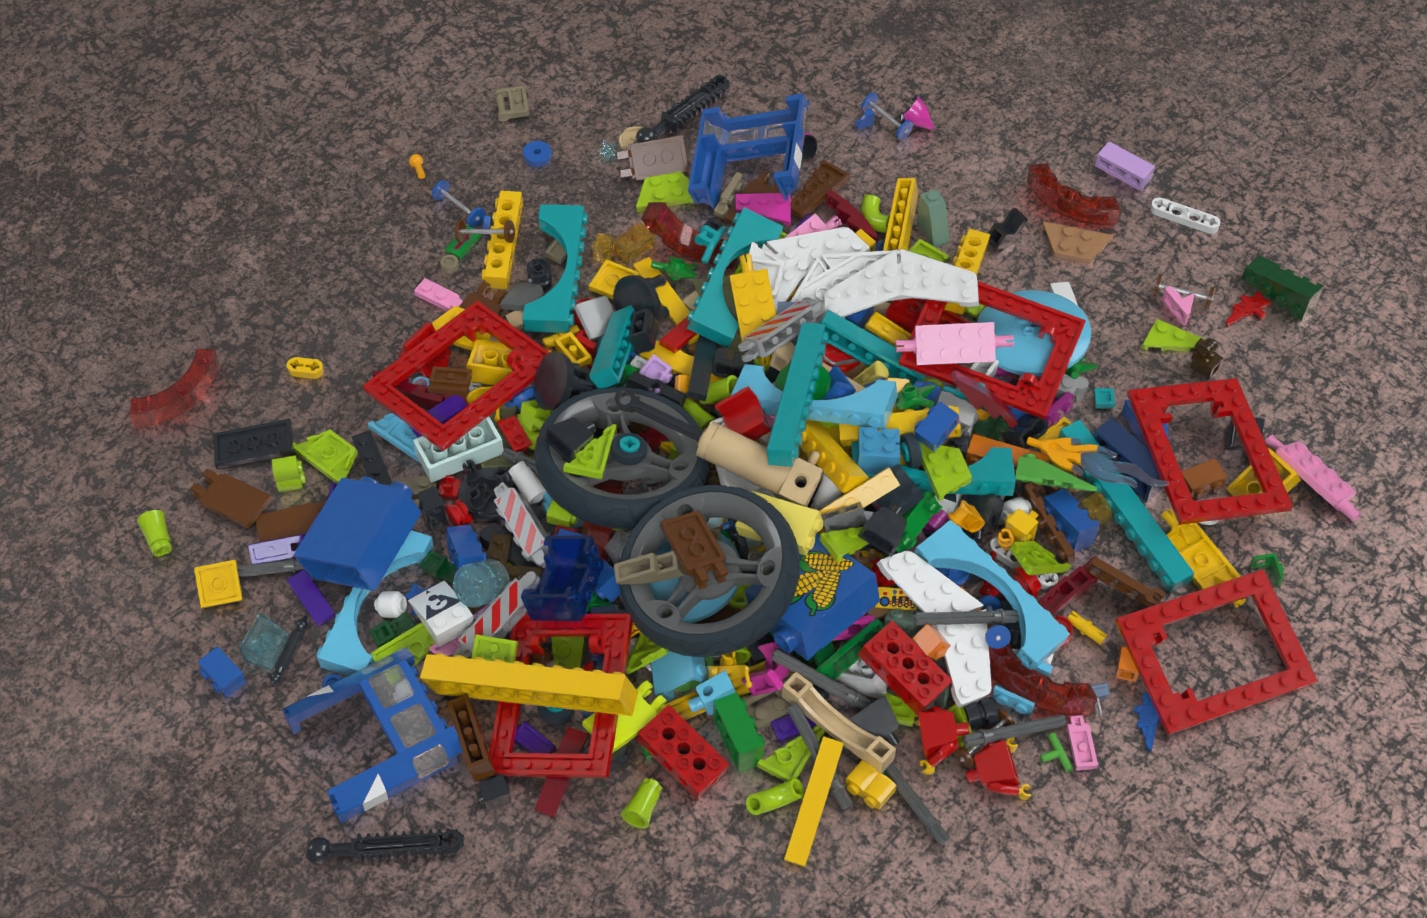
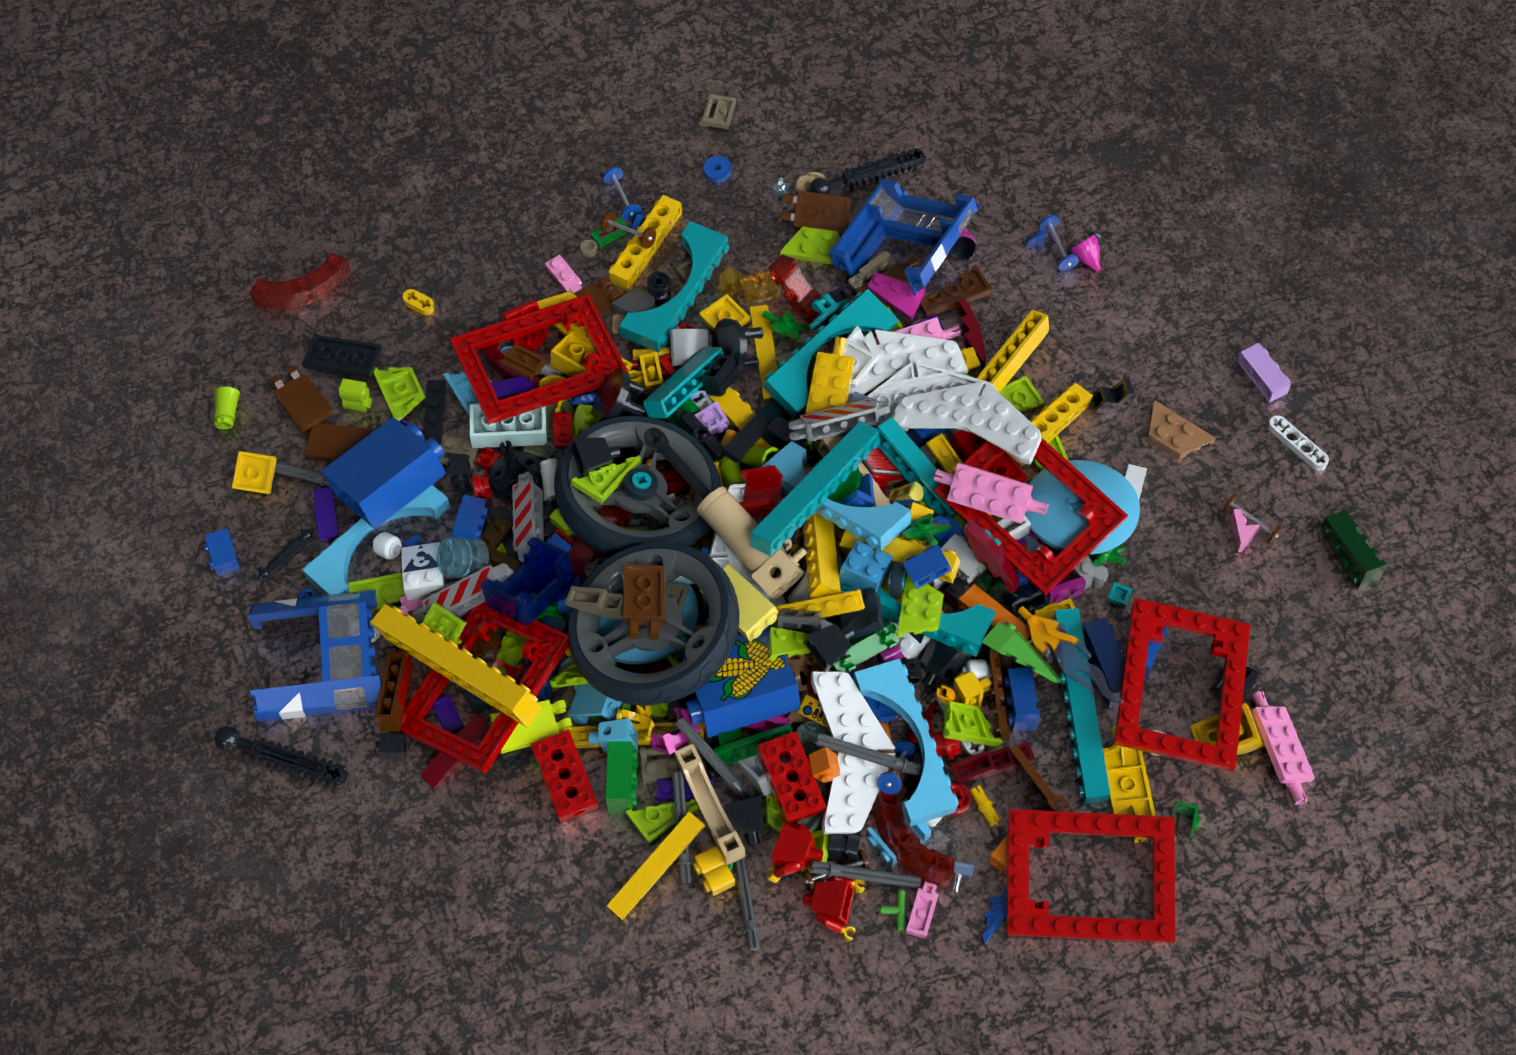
camera: 25 degrees right, 5 degrees up
(263, 643) = (266, 538): clear light blue slope -> none
(274, 549) = (312, 458): plate -> none
(388, 631) = (374, 568): dark green slope -> none
(416, 161) = (606, 140): light orange bar -> none
(438, 567) = (442, 524): dark green slope -> none
(642, 804) = (510, 807): lime plant -> none
(677, 337) = (750, 392): red tile -> none
(775, 797) = (625, 848): lime cylinder -> none
(871, 212) = (994, 333): lime cylinder -> none
(933, 218) = (1046, 361): sand green slope -> none
(967, 517) = (920, 661): light orange piece -> none
(1070, 202) = (1188, 390): clear red brick -> none
(1098, 508) = (1052, 698): clear yellow brick -> none
(1170, 338) = (1219, 560): lime wing -> none
(1204, 478) = (1170, 708): dark orange brick -> none
(1205, 359) = (1237, 593): dark brown brick -> none
(1247, 307) = (1311, 556): red piece -> none

